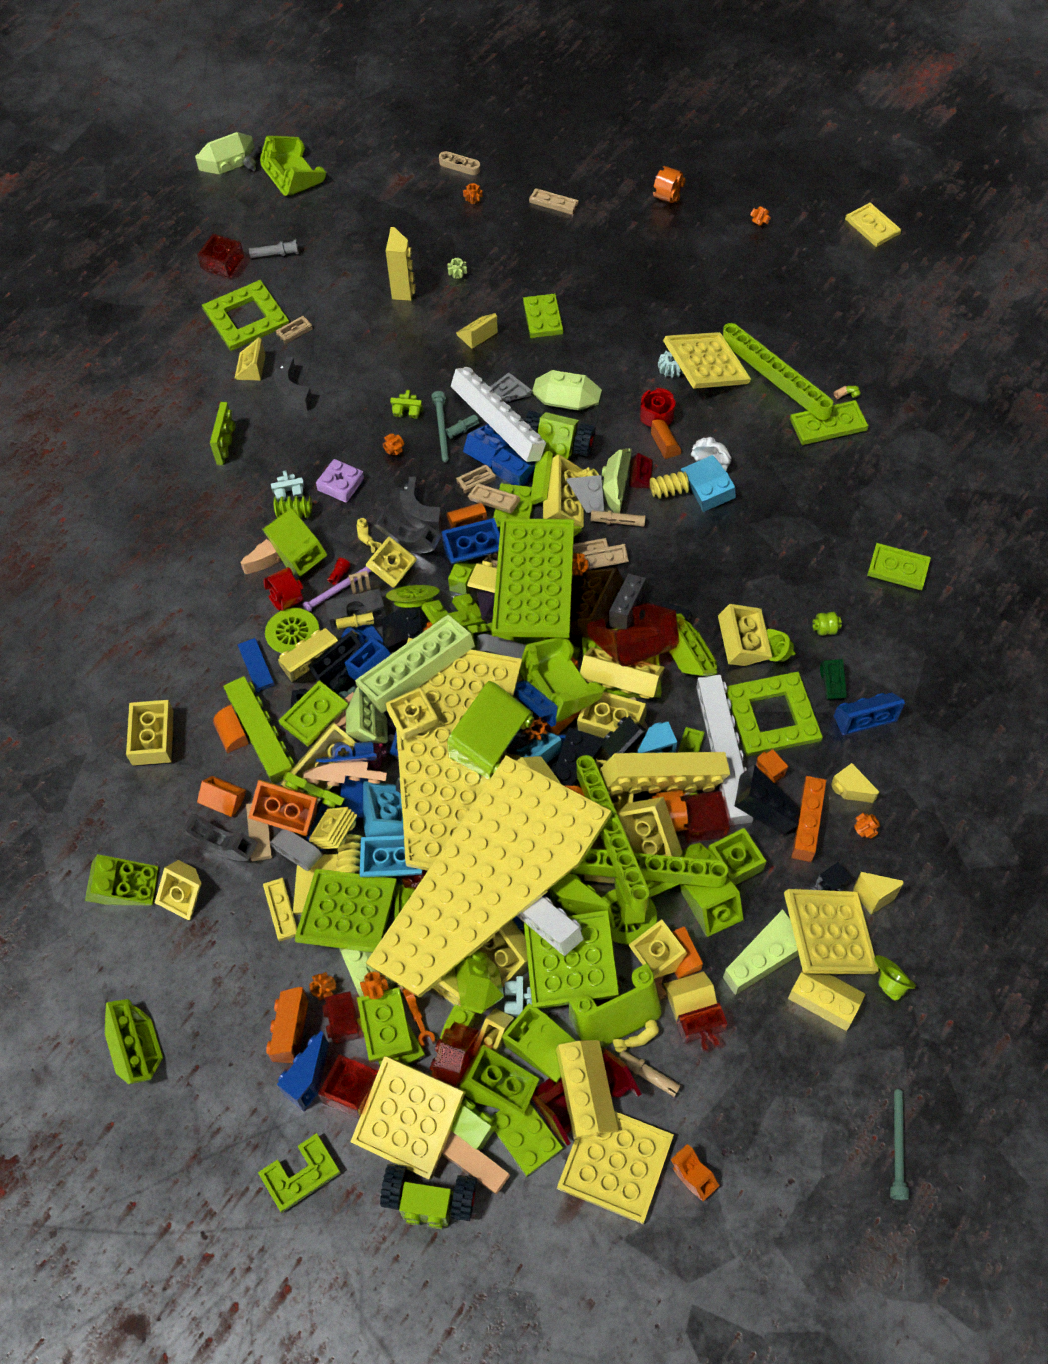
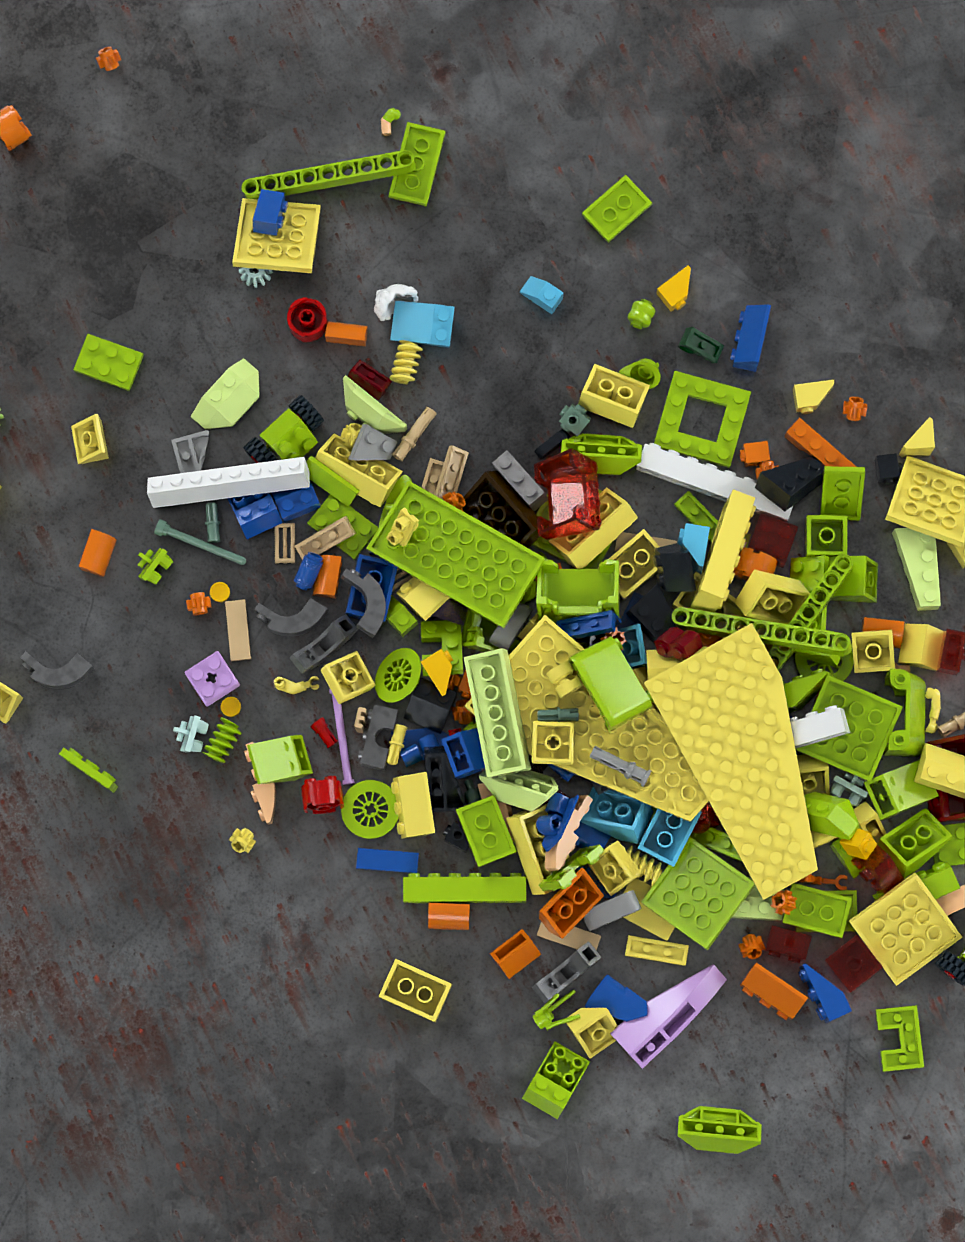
camera: 60 degrees left, 20 degrees up
(172, 843) = (544, 1016): none -> lime plant
(216, 894) = (619, 1000): none -> blue panel
(219, 556) = (242, 840): none -> light yellow gear
(221, 942) = (668, 1015): none -> lavender wedge
(325, 504) = (230, 706): none -> yellow piece
(388, 480) = (238, 630): none -> tan tile
(395, 369) = (97, 553): none -> orange brick
(412, 457) = (219, 592): none -> yellow piece
(422, 783) = (629, 770): none -> light grey pin
(429, 609) = (439, 669): none -> yellow slope
(439, 707) = (558, 715): none -> sand green axle
(459, 543) = (374, 600): none -> flat silver arch
(462, 498) = (308, 571): none -> blue head
(463, 1022) = (860, 845): none -> yellow brick
(469, 693) = (564, 679): none -> light yellow wheel
(532, 527) = (402, 528): none -> light yellow hips
(559, 769) = (678, 643): none -> dark red brick
(705, 616) = (577, 425): none -> sand green brick
(720, 344) = (269, 212): none -> blue brick
(785, 847) = (842, 491): none -> lime plate
(791, 551) = (542, 294): none -> medium azure slope
(867, 638) = (675, 290): none -> yellow slope

